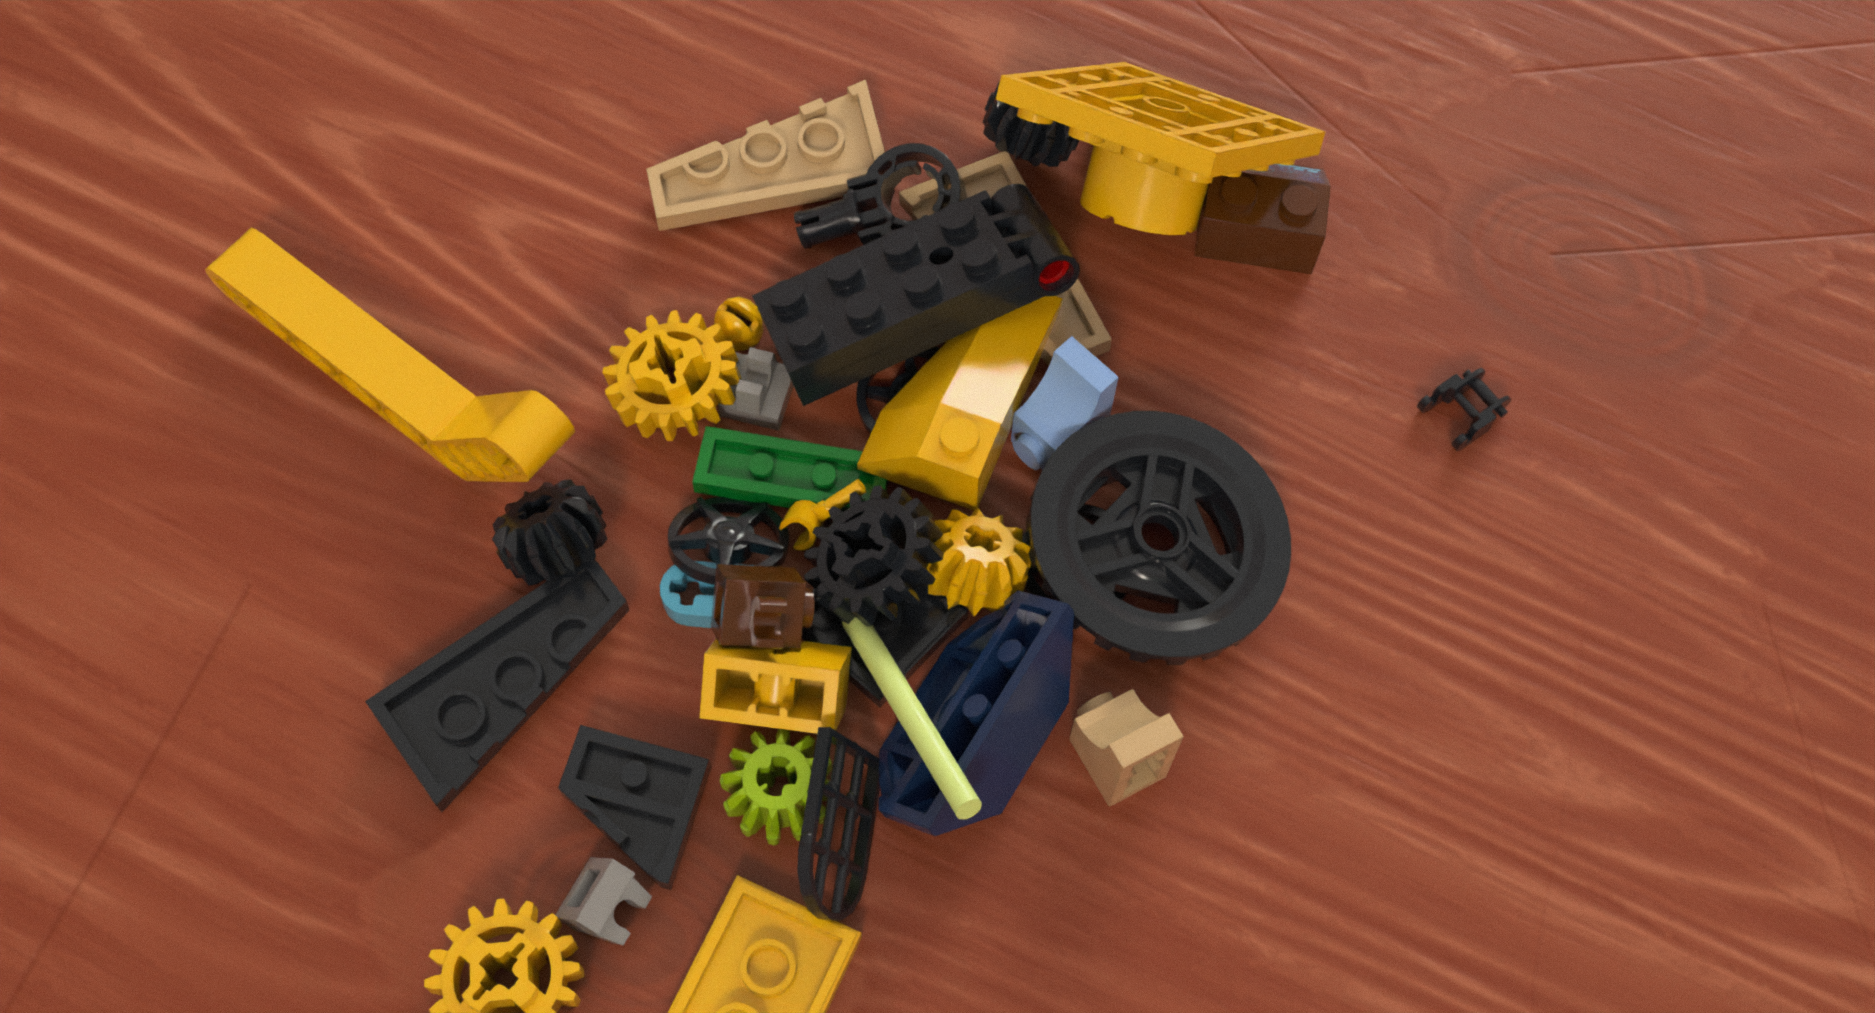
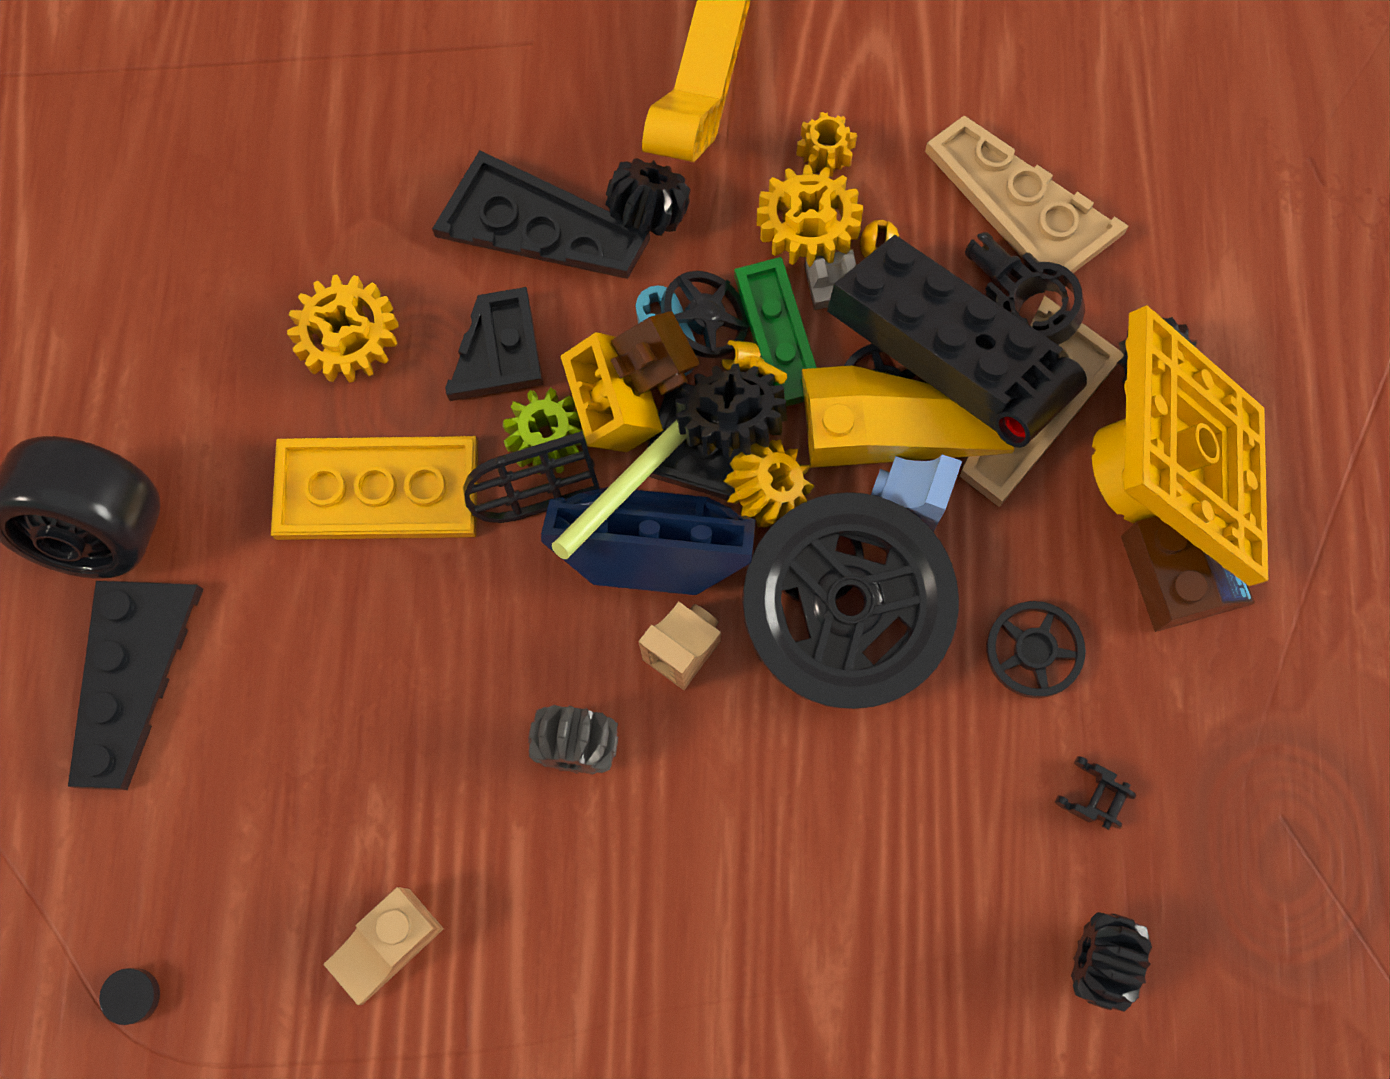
camera: 70 degrees right, 10 degrees up
(594, 318) = (829, 131): none -> yellow gear
(596, 894) = (418, 355): light grey tile -> none
(1186, 917) = (573, 739): none -> dark grey gear
(1284, 390) = (1035, 649): none -> black wheel
(1656, 467) = (1111, 961): none -> black gear

